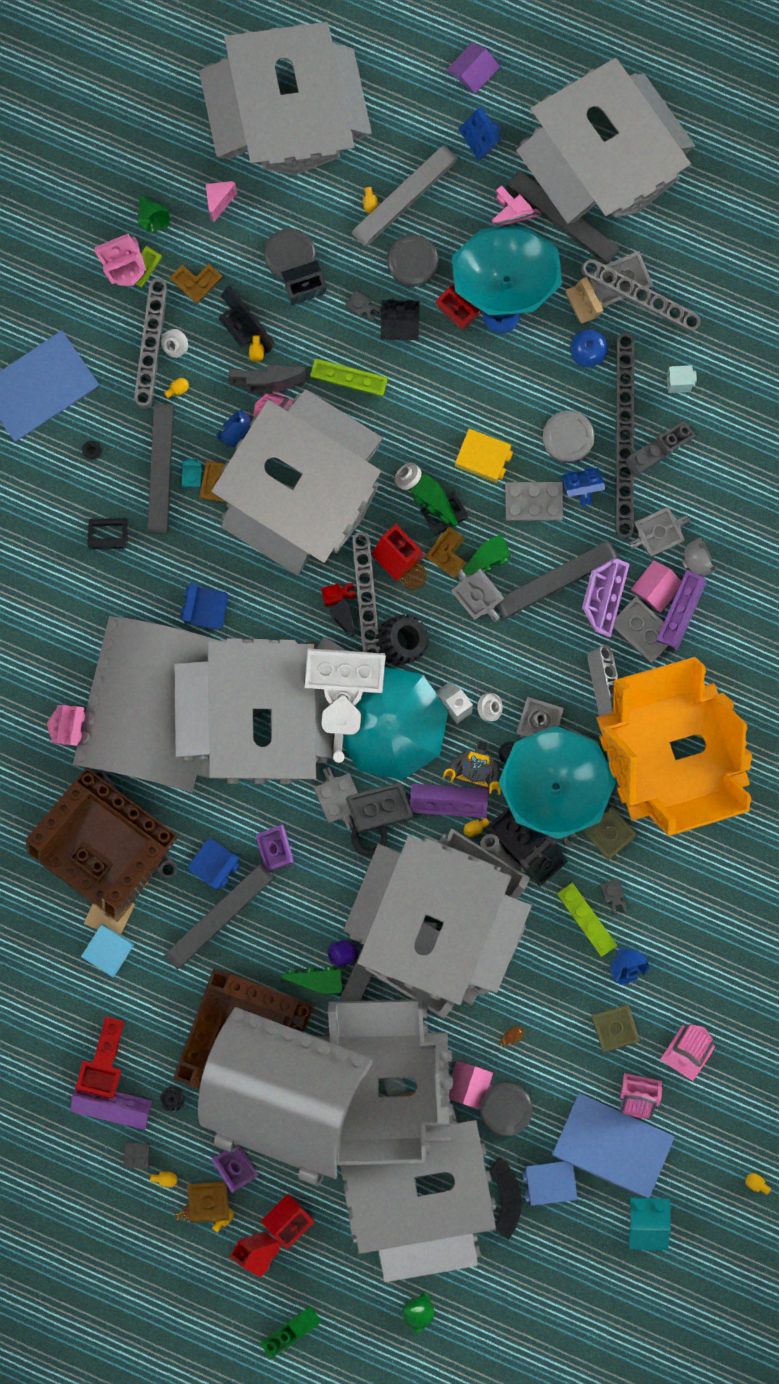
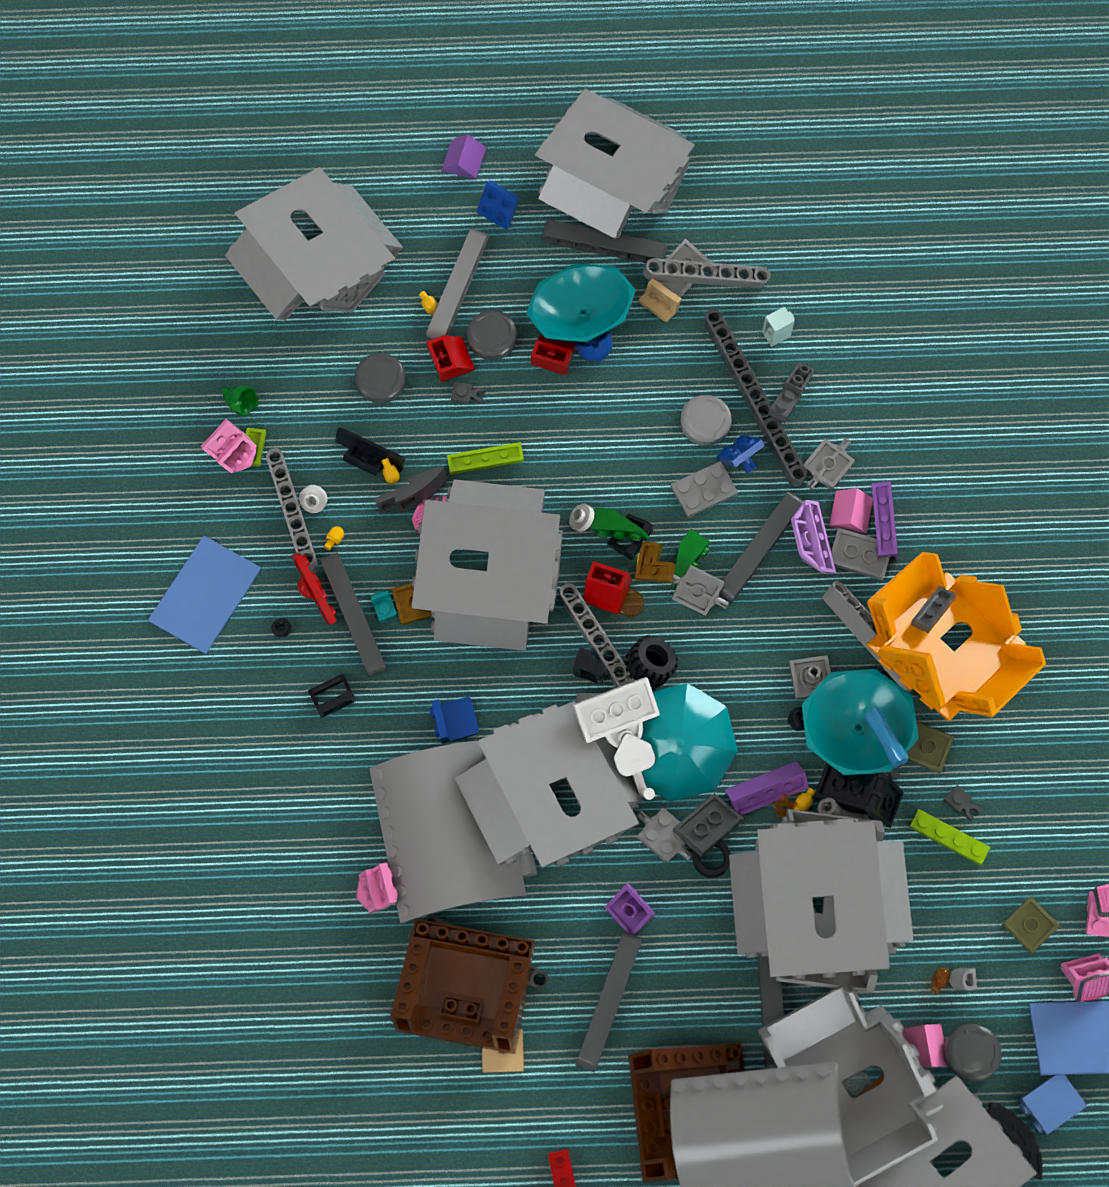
camera: 30 degrees left, 10 degrees down
(107, 950) = (518, 1087): medium azure tile -> none
(133, 426) = (311, 587): none -> red plate
(196, 287) = (307, 443): pearl gold plate -> none
(214, 864) = (580, 953): blue bracket -> none
(219, 197) = (293, 356): bright pink slope -> none
(234, 429) = (405, 547): blue cylinder -> none
(304, 282) = (406, 394): black slope -> none
(322, 982) = (737, 1016): green slope -> none
(333, 593) = (567, 652): red plate -> none
(342, 952) = (742, 978): dark purple head -> none
(363, 264) = (449, 357): none -> red slope
(400, 320) = (506, 389): black slope -> none
(455, 702) = (730, 692): white slope -> none
(460, 824) = (784, 801): none -> clear orange plate
(475, 768) = (778, 747): torso -> none
(483, 456) = (640, 470): yellow brick -> none
(490, 707) = (760, 685): white plate -> none
(516, 209) = (560, 251): bright pink piece -> none
(531, 1045) = (960, 981): none -> light grey plate
(570, 821) = (894, 750): none -> dark azure axle
(588, 348) = (683, 339): blue cylinder -> none
(627, 965) = (1010, 859): blue cylinder -> none
(676, 714) = (933, 609): none -> dark grey plate
(698, 558) = (876, 468): light grey cylinder -> none

